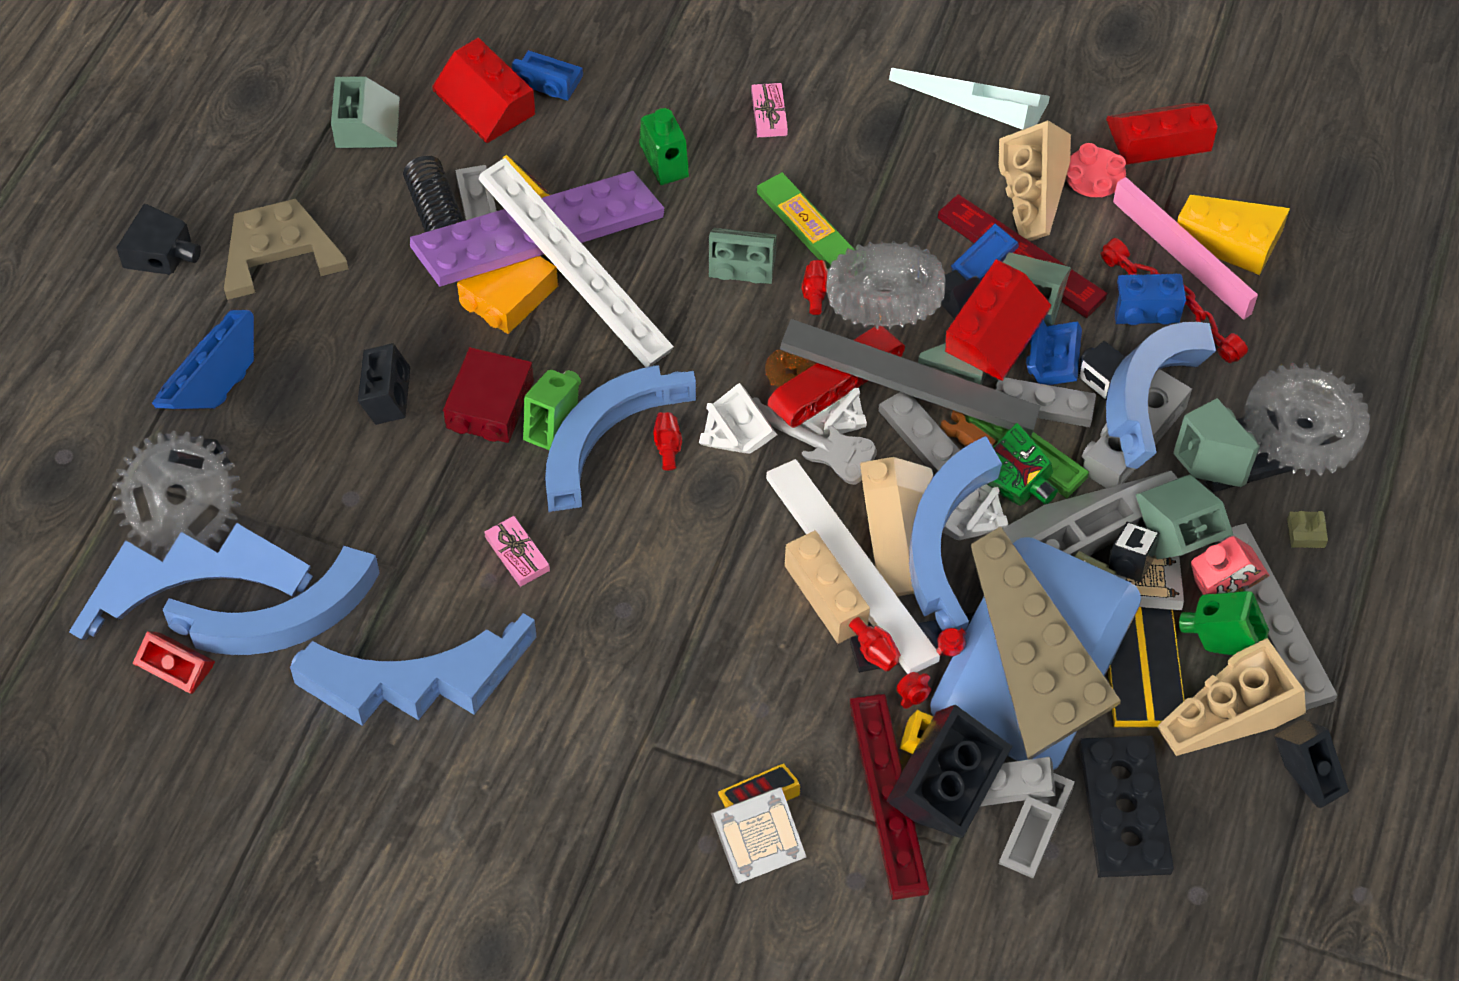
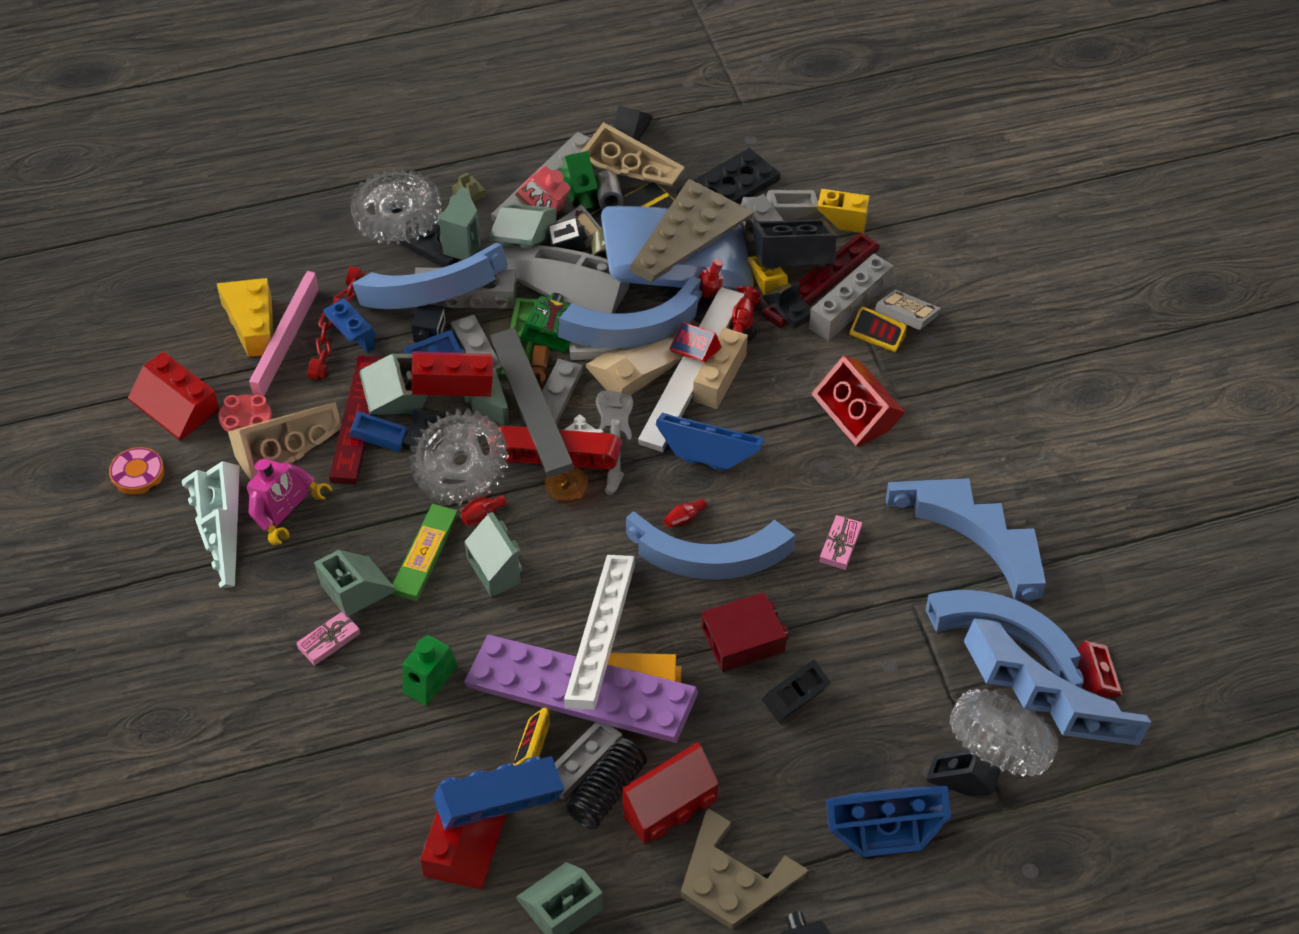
camera: 125 degrees left, 5 degrees down
(377, 233) = (670, 794): none -> red slope
(482, 104) = (497, 792): none -> blue brick
(548, 74) = (409, 805): blue bracket -> none
(548, 406) = (721, 580): bright green torso -> none
(671, 690) = (857, 401): none -> red slope
(736, 423) = (637, 487): white slope -> none
(738, 509) = (707, 443): none -> blue wedge
(807, 140) = (352, 580): none -> sand green slope
(826, 791) = (847, 298): none -> light grey brick
(865, 563) = (695, 342): none -> slope
(866, 716) = (788, 304): none -> black slope
(961, 137) = (277, 492): none -> dark pink torso
(973, 885) = (844, 209): none -> yellow slope
(1087, 69) = (136, 470): none -> tile
(1189, 645) = (609, 189): none -> flat silver pin

